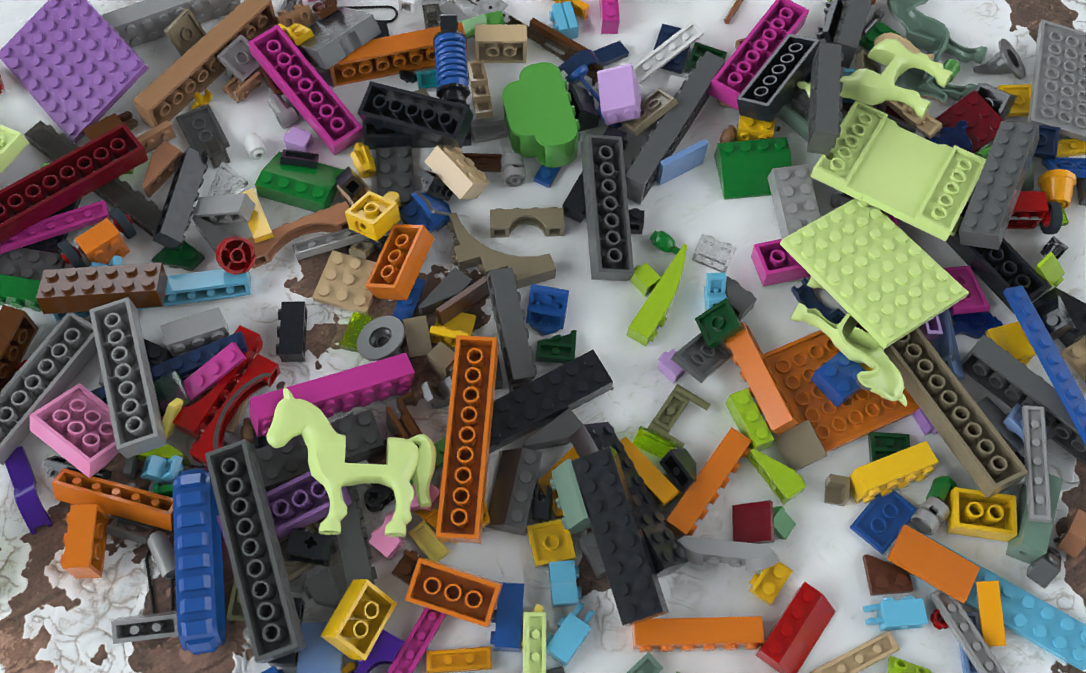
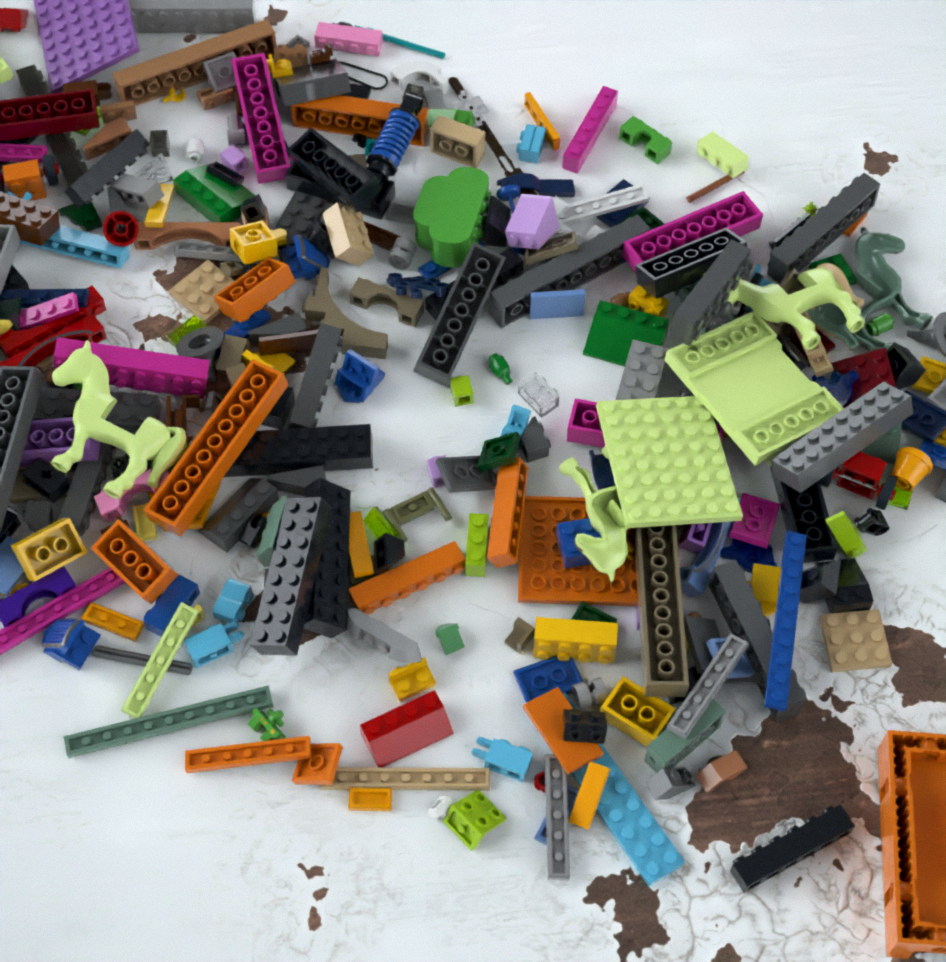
camera: 30 degrees right, 5 degrees down
(184, 31) = (190, 31): dark tan tile -> none
(194, 331) = (55, 275): light grey brick -> none
(200, 127) = (161, 117): dark grey tile -> none
(292, 331) = (135, 311): black brick -> none
(363, 161) = (277, 196): yellow rock -> none
(479, 89) = (418, 174): tan slope -> none
(547, 195) = (414, 283): none -> dark blue plant
(550, 543) = (241, 565): yellow plate -> none
(555, 36) = (512, 152): reddish brown tile -> none
(557, 349) = (343, 414): dark green wing -> none
(636, 216) = (485, 334): black brick -> none
(655, 308) = (463, 413): lime slope -> none
(698, 633) = (318, 690): orange brick -> none
(753, 522) = (425, 625): dark red tile -> none
(779, 477) = (475, 604): lime slope -> none
(800, 446) = (508, 585): dark tan tile -> none
(878, 15) = (841, 247): flat silver bar -> none
(886, 577) = (517, 727): copper wing -> none
(941, 487) = (616, 675): green tile -> none
(953, 550) = (584, 726): none -> black bracket

